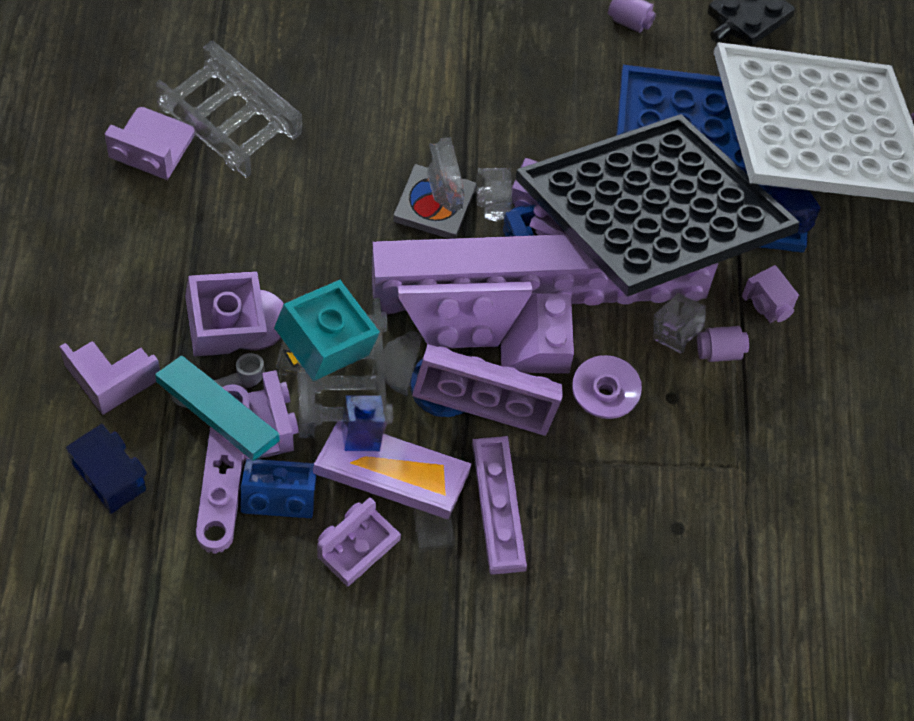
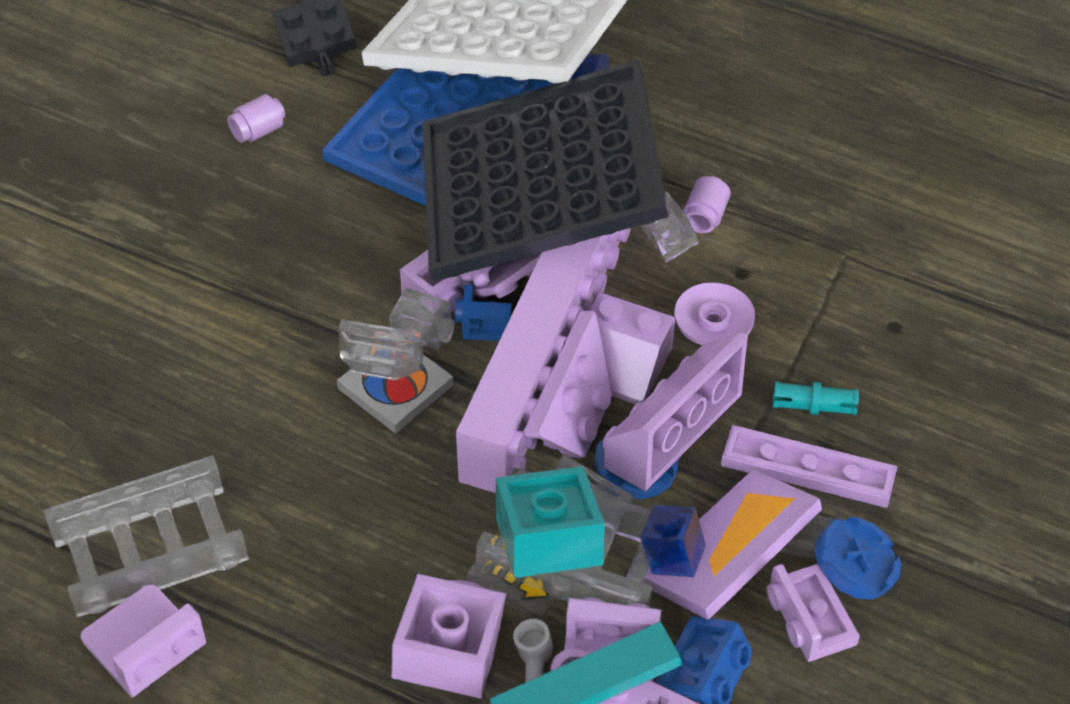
camera: 60 degrees left, 10 degrees down
(421, 561) = (857, 558): none -> blue tile
(565, 487) = (815, 398): none -> teal pin
(771, 294) = (675, 142): lavender brick -> none

